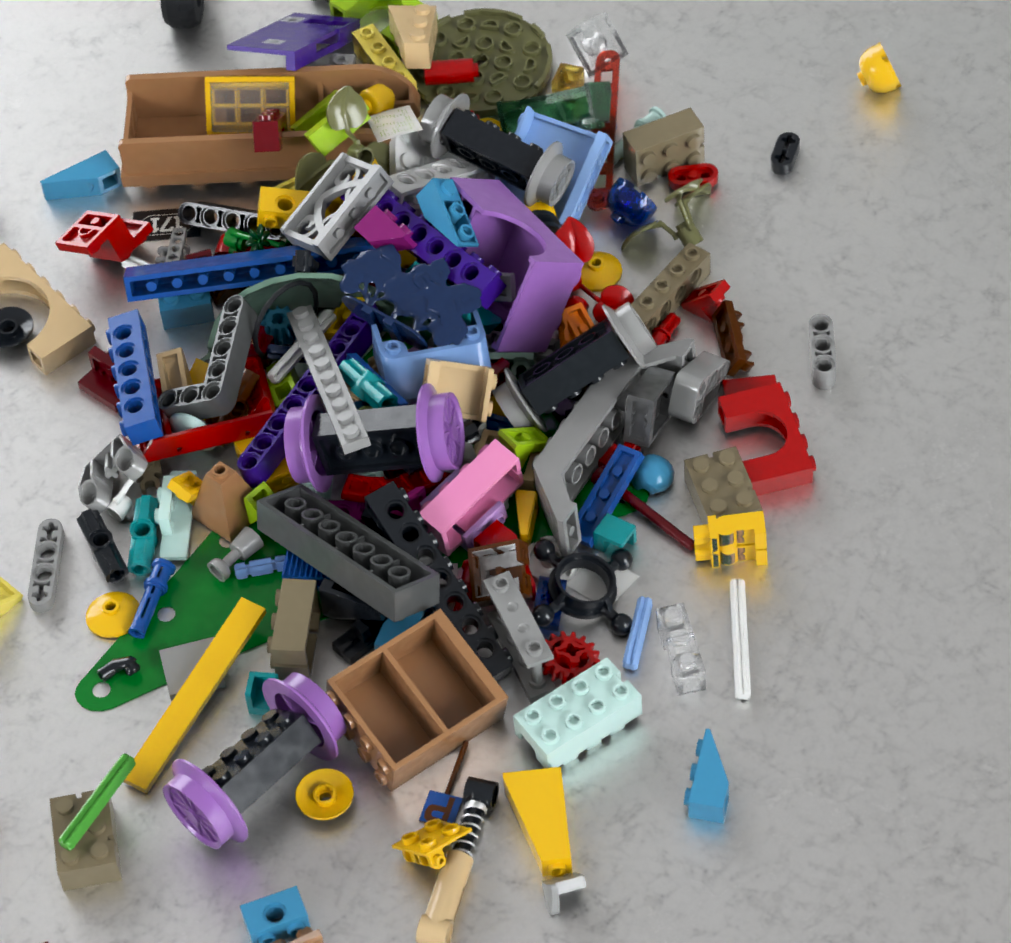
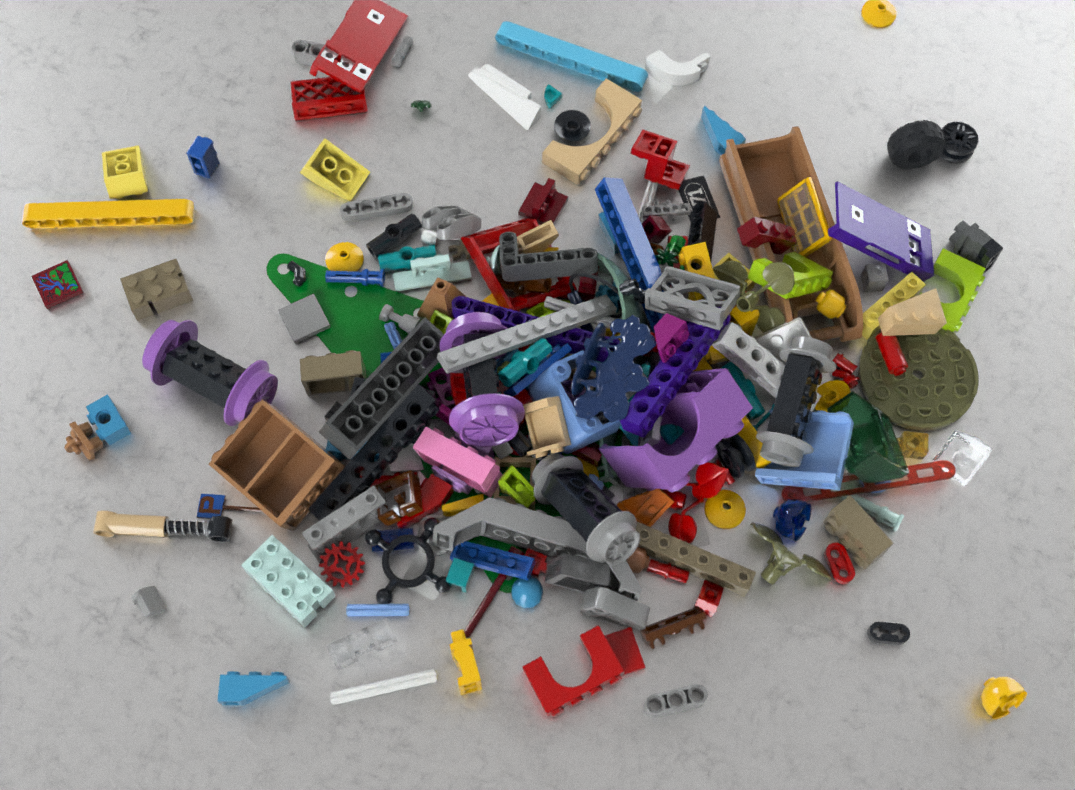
camera: 70 degrees right, 15 degrees up
(96, 802) = (168, 285): bright green axle -> none
(134, 378) = (522, 210): blue brick -> none
(186, 487) = (441, 270): yellow bracket -> none
(194, 694) = (278, 324): yellow tile -> none
(254, 695) = (285, 367): teal panel -> none
(320, 785) = (202, 421): yellow dish -> none
(394, 123) = (796, 319): white sticker -> none
(427, 843) = (171, 504): yellow hinge -> none
(446, 212) = (692, 377): dark azure slope -> none
(541, 813) = (206, 575): yellow slope -> none
(720, 484) = (513, 646): dark tan piece -> none

